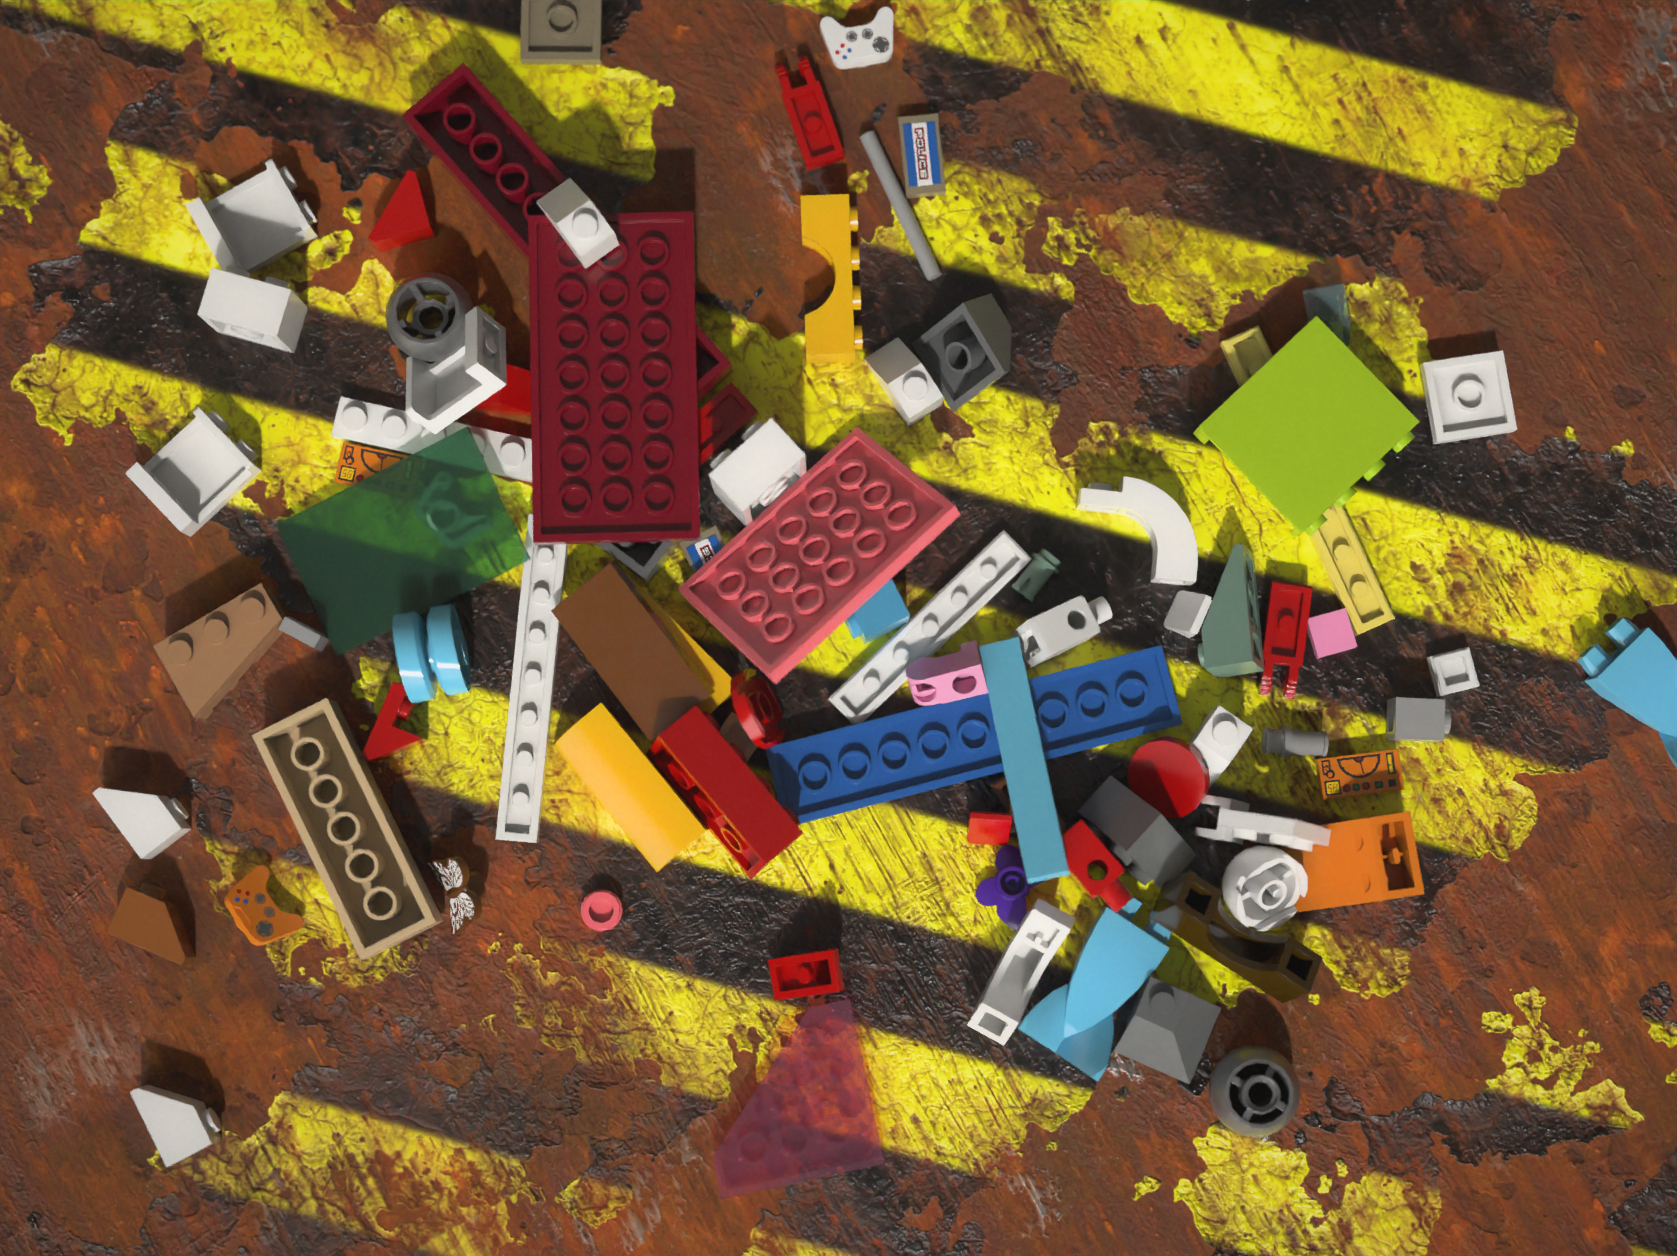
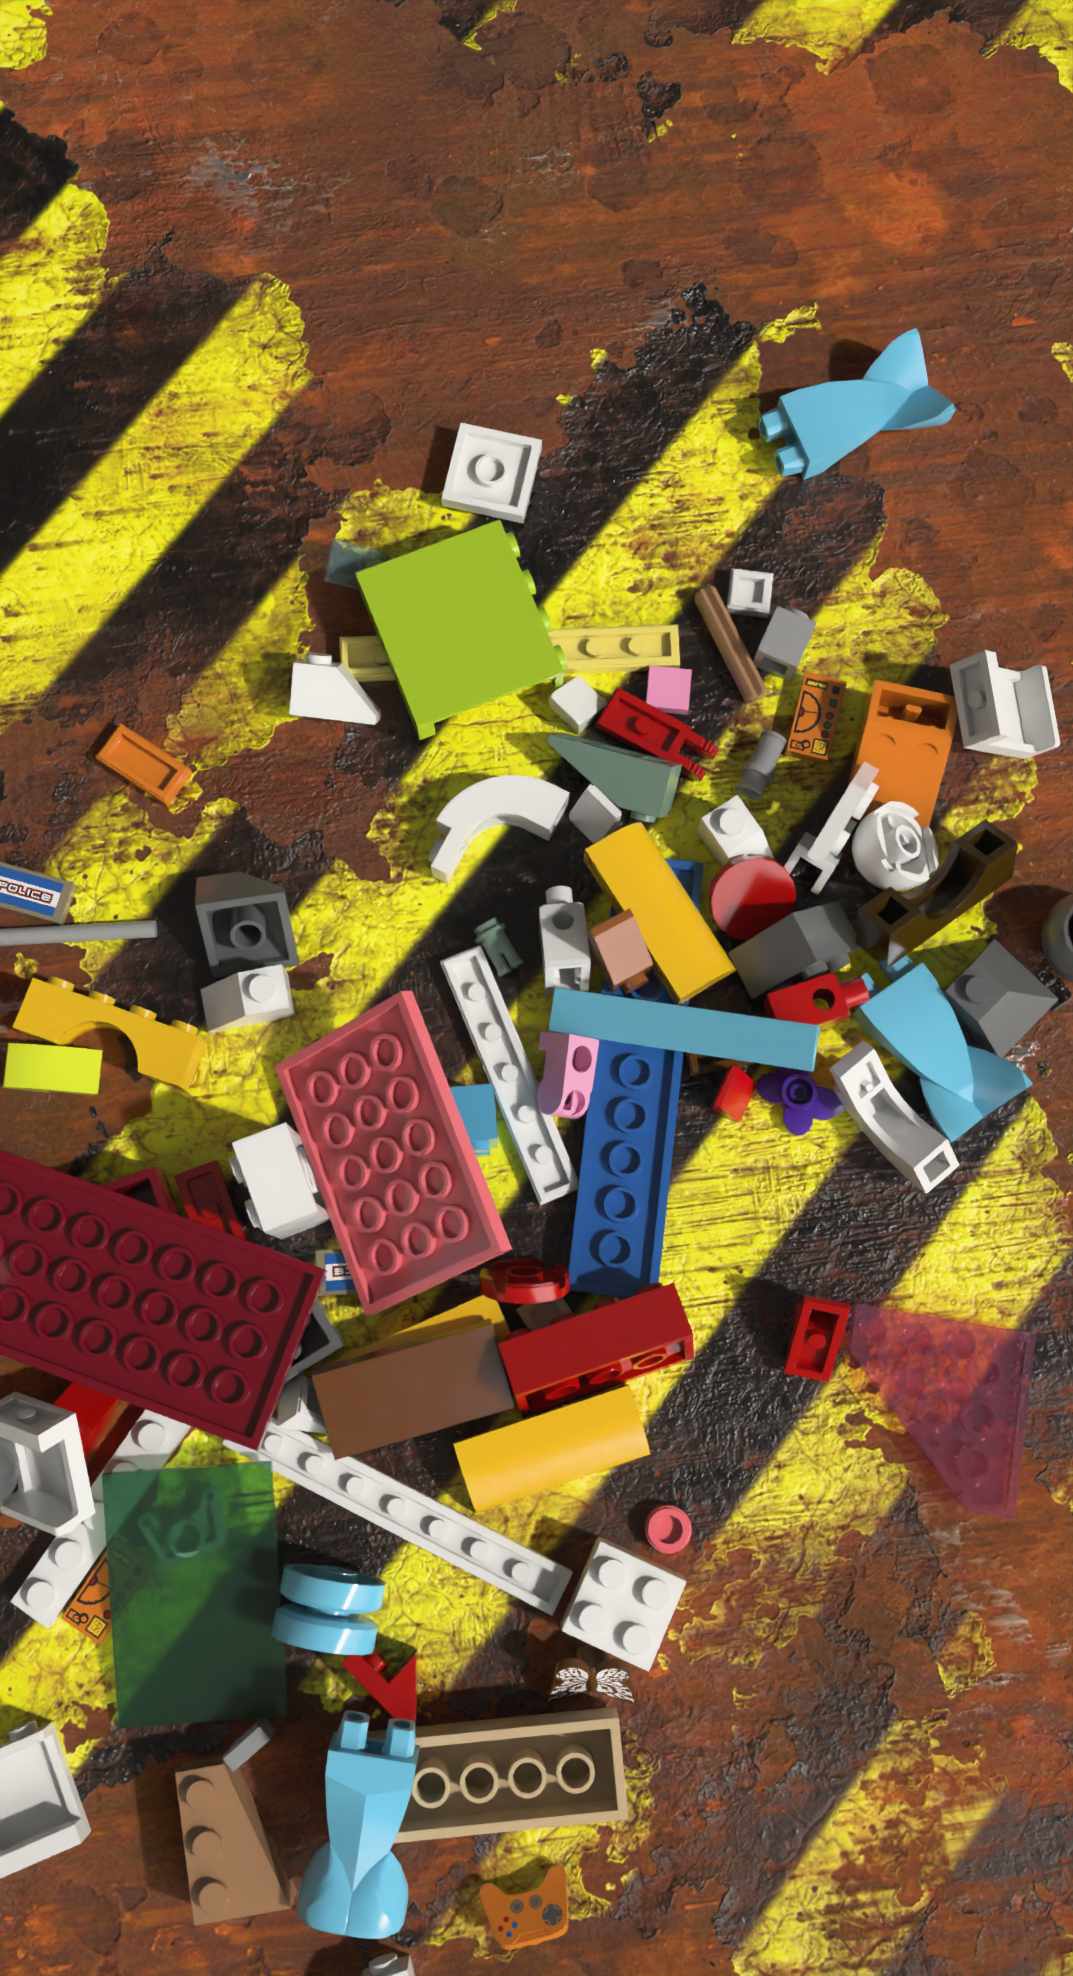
camera: 70 degrees left, 5 degrees down
(308, 739) = (355, 1879): none -> medium azure hips
(527, 894) = (623, 1603): none -> white brick
(582, 564) = (300, 1407): none -> white slope
(780, 243) = (52, 1069): none -> neon yellow slope
(1068, 680) = (620, 952): none -> slope
(1074, 205) = (143, 764): none -> orange tile
(1121, 700) = (676, 935): none -> yellow brick
(1202, 338) = (329, 692): none -> white slope
(1284, 558) = (576, 704): none -> white slope
(1396, 672) = (730, 644): none -> medium nougat axle
(1433, 937) = (1004, 708): none -> white panel

